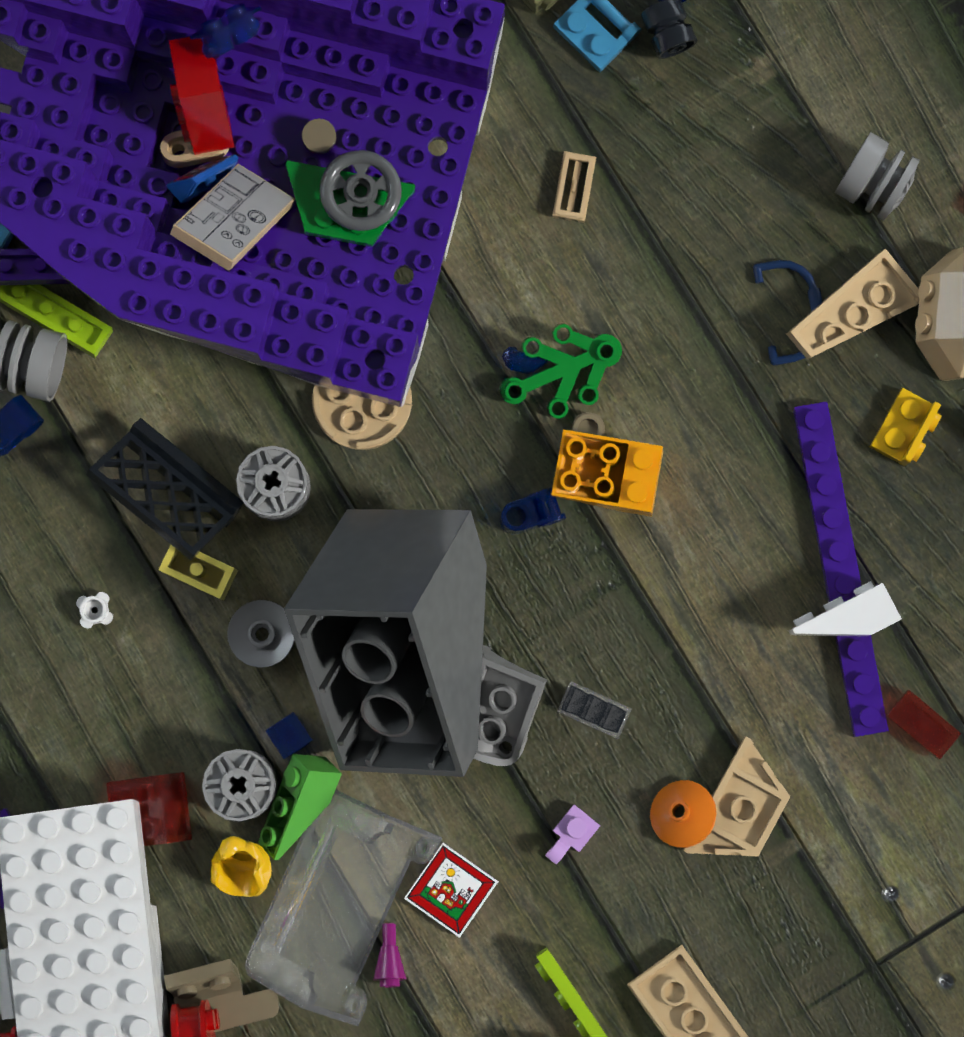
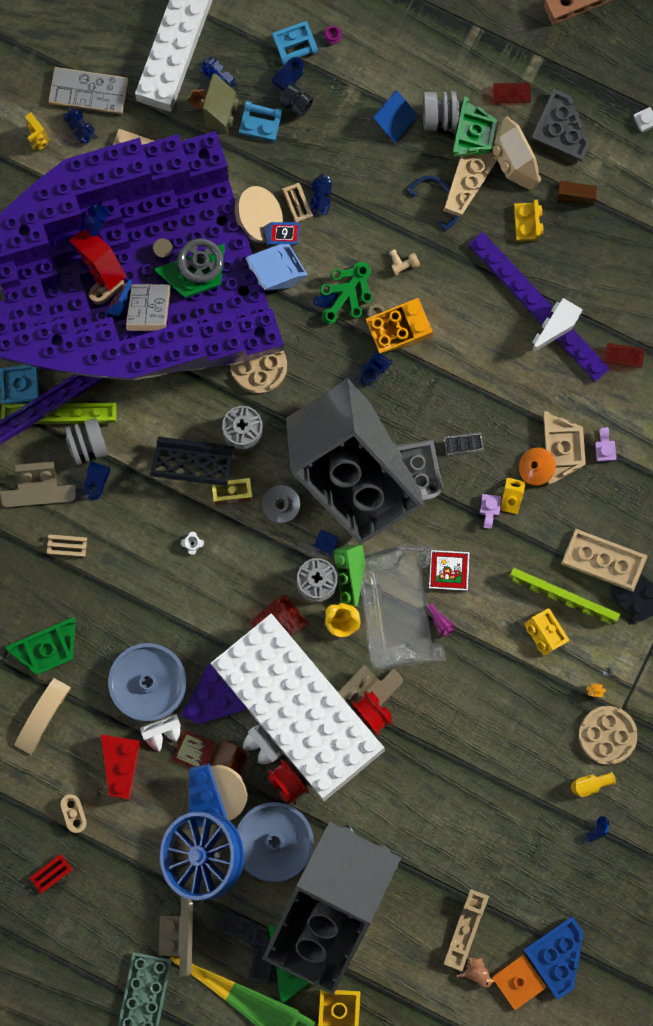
camera: 30 degrees left, 5 degrees down
(475, 269) = (277, 267): none -> medium blue slope
(501, 170) = (256, 209): none -> tan tile
(519, 220) = (281, 233): none -> slope
(617, 835) = (512, 496): none -> yellow bracket
(623, 185) = (321, 186): none -> clear blue hinge
(667, 377) = (399, 265): none -> tan piece
(803, 850) = (605, 449): none -> lavender plate
(804, 143) = (395, 116): none -> blue piece
(909, 238) = (473, 131): none -> green wing

